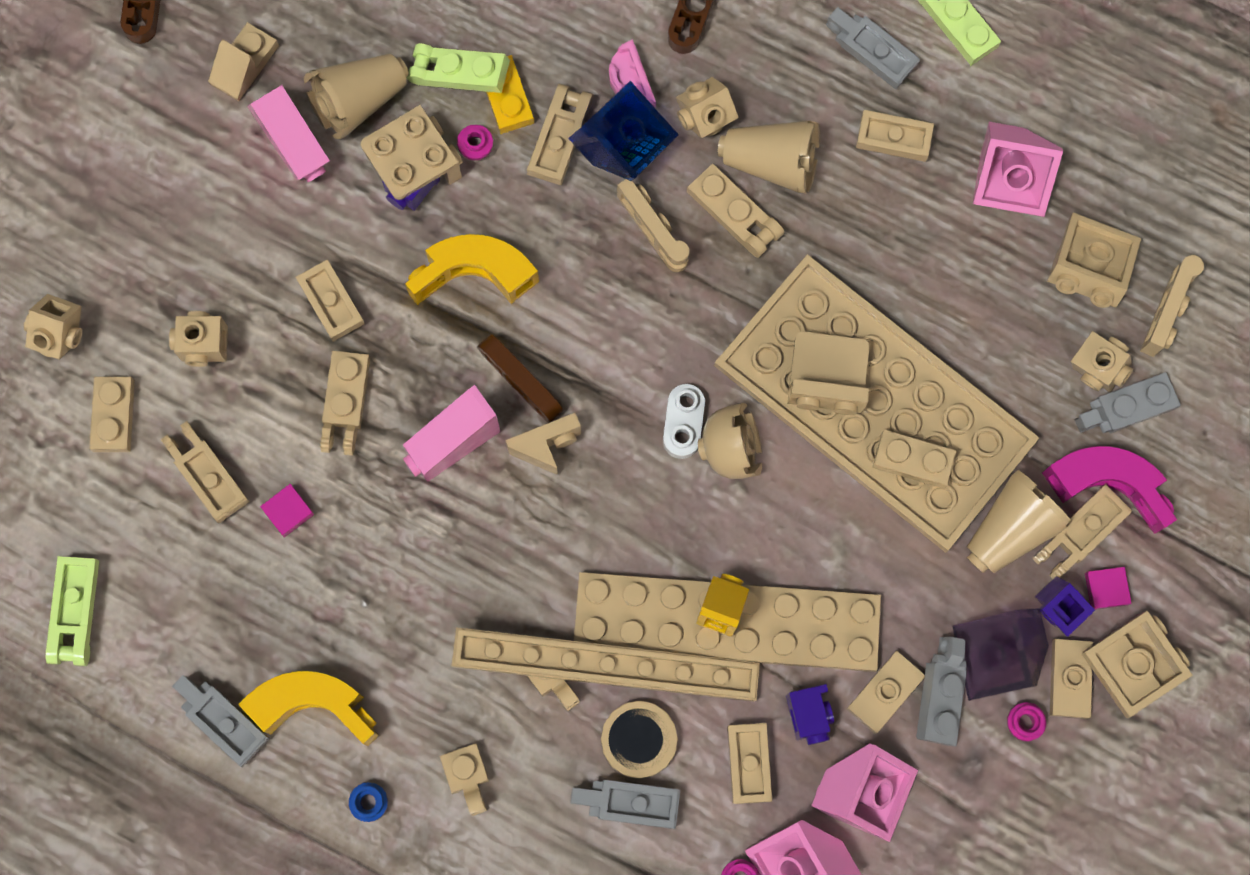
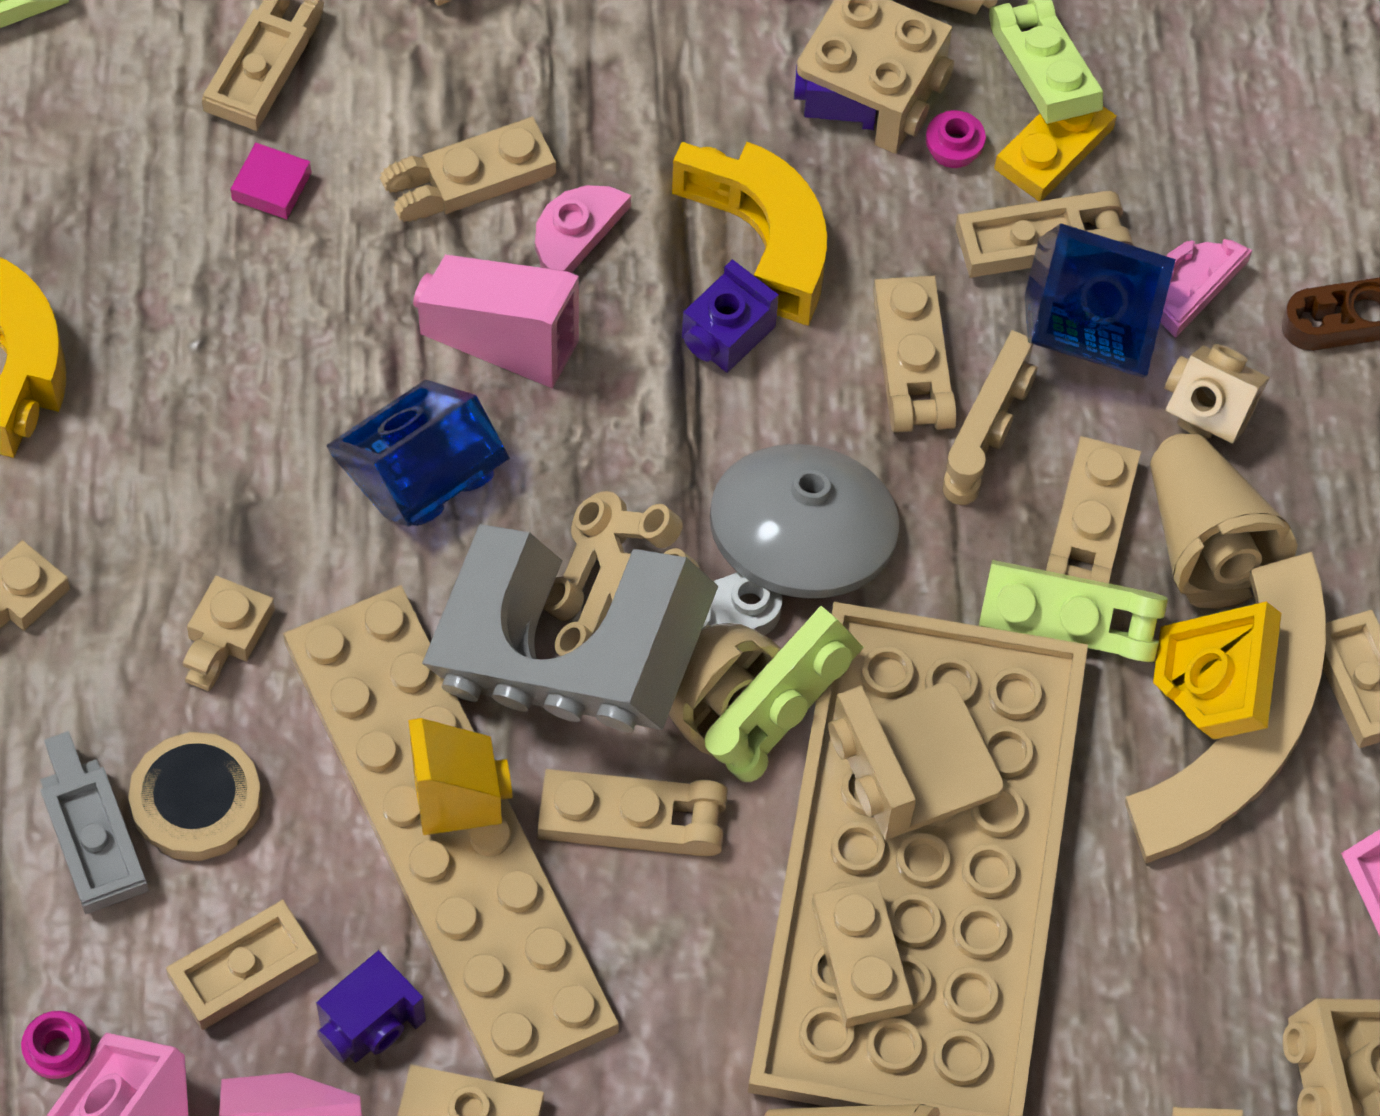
camera: 60 degrees right, 15 degrees down
(330, 300) = (603, 78): tan plate -> none
(412, 368) = (576, 224): none -> bright pink plate
(505, 521) = (421, 452): none -> clear blue slope
(515, 305) = (730, 317): none -> dark purple brick
(520, 378) = (642, 364): reddish brown beam -> none
(535, 444) = (565, 433): tan slope -> none
(590, 239) = (913, 353): none -> tan plate
(605, 664) = (282, 690): tan tile -> none
(647, 463) = (599, 531): none -> tan plant
(659, 368) = (804, 521): none -> light grey dish
(722, 489) = (619, 675): none -> light grey arch
(758, 418) = (781, 695): none -> yellowish green plate
(768, 527) = (631, 812): none -> tan plate
(782, 250) = (1071, 609): none -> yellowish green plate
(861, 200) = (1221, 668): none -> yellow plate
(895, 195) = (1244, 764): none -> tan tile

